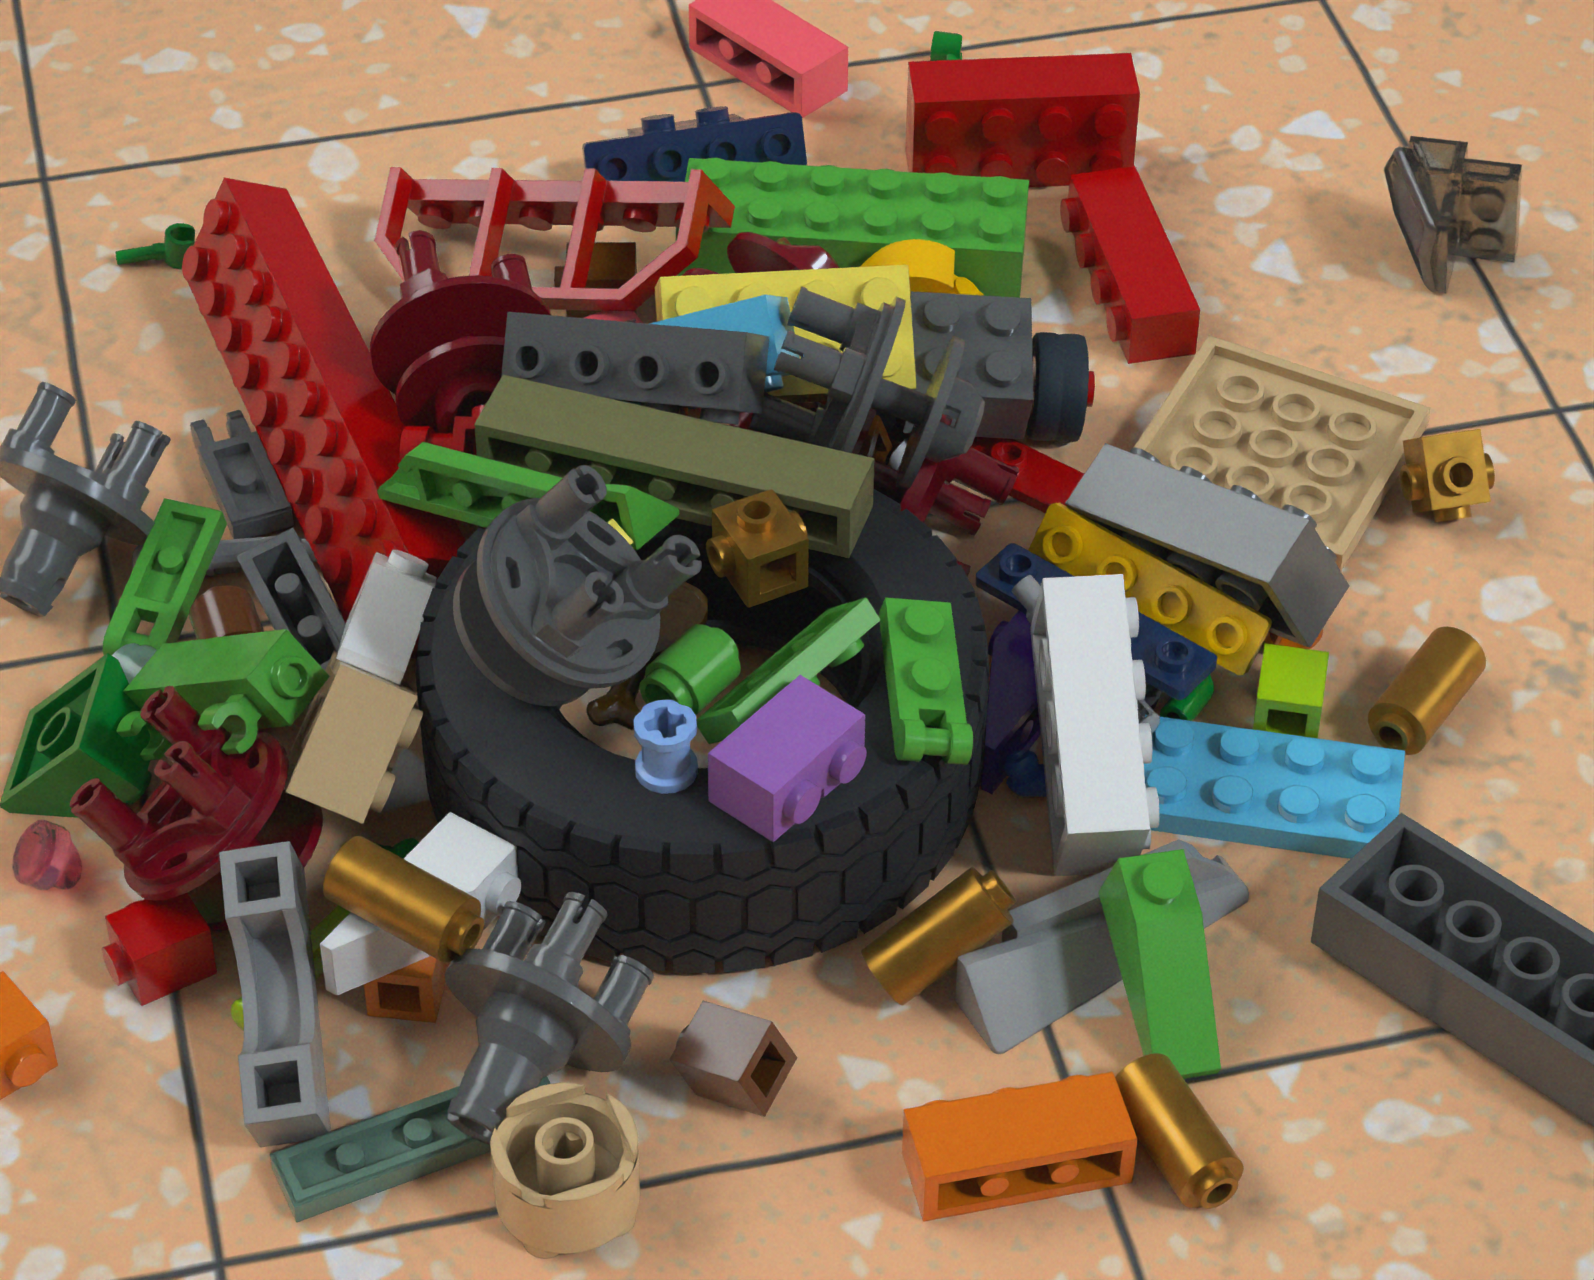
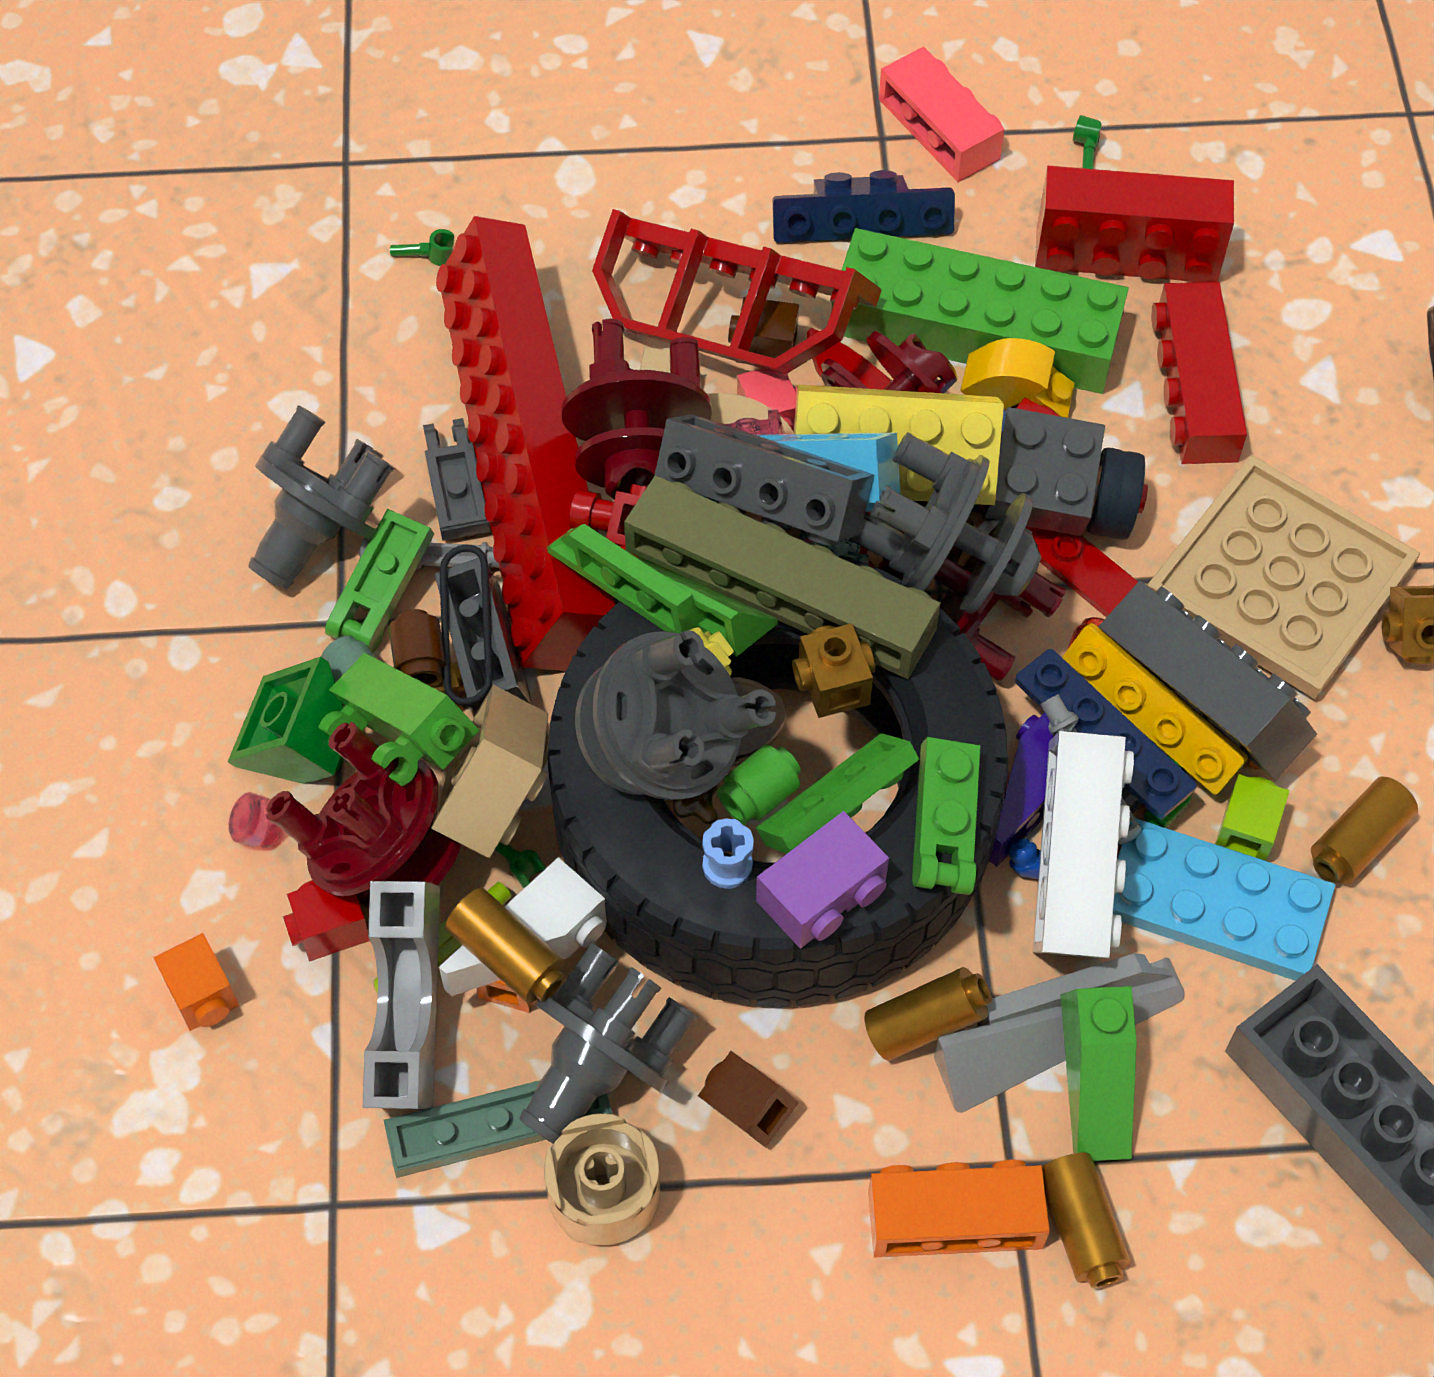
camera: 10 degrees right, 15 degrees up
(307, 572) = (486, 624): none -> black piece
(387, 615) = (533, 675): white slope -> none

